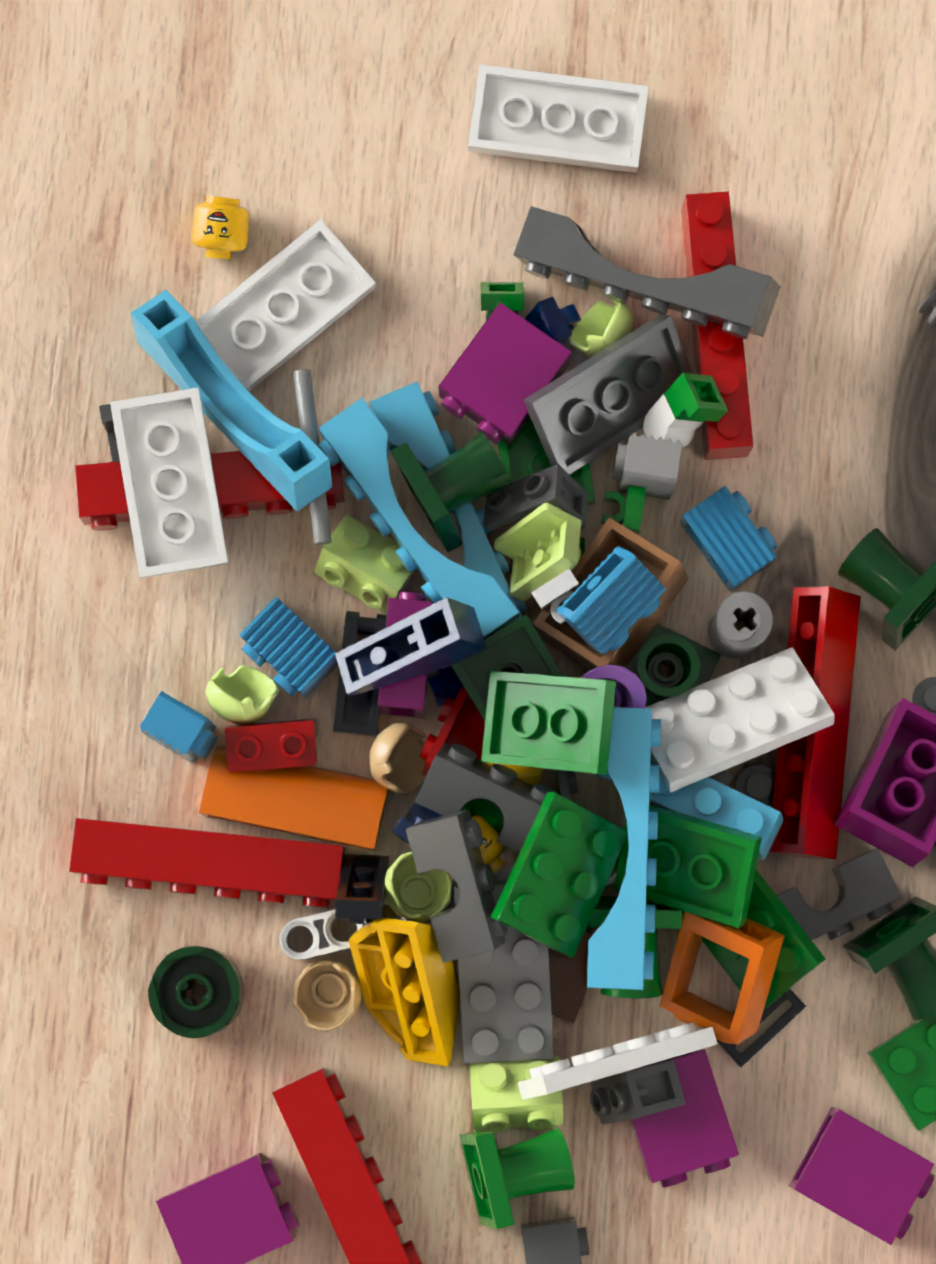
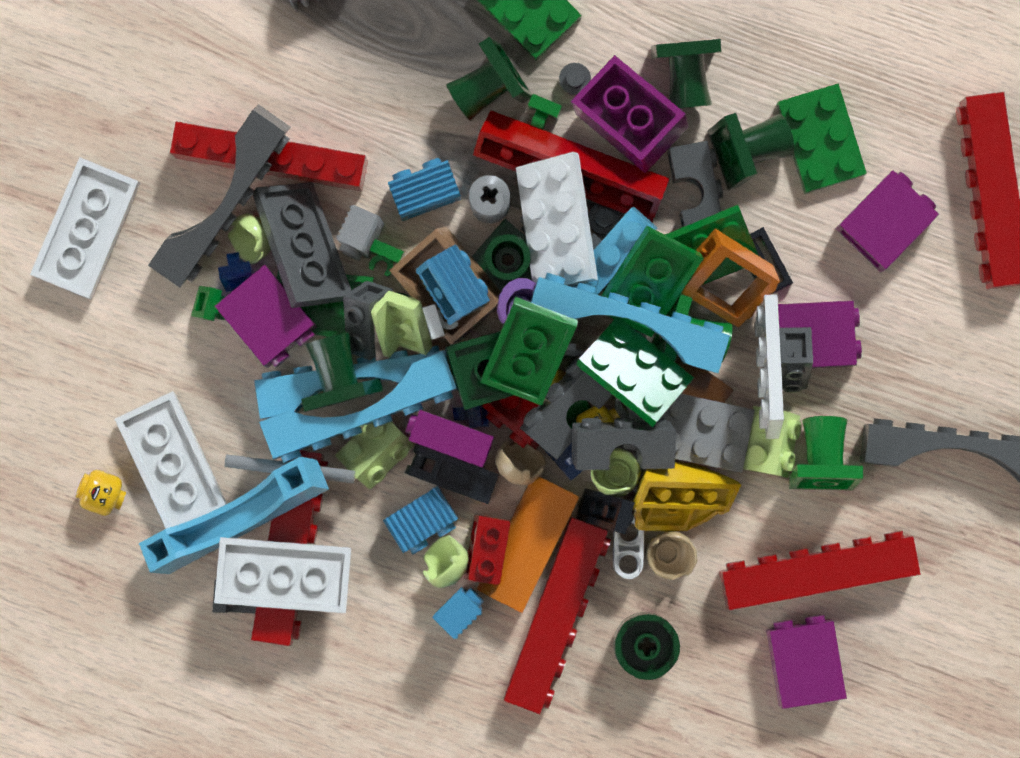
camera: 70 degrees left, 5 degrees up
(412, 647) = (450, 433): dark blue slope -> none
(684, 408) = (325, 196): green leg -> none
(879, 667) = (544, 109): none -> green tile

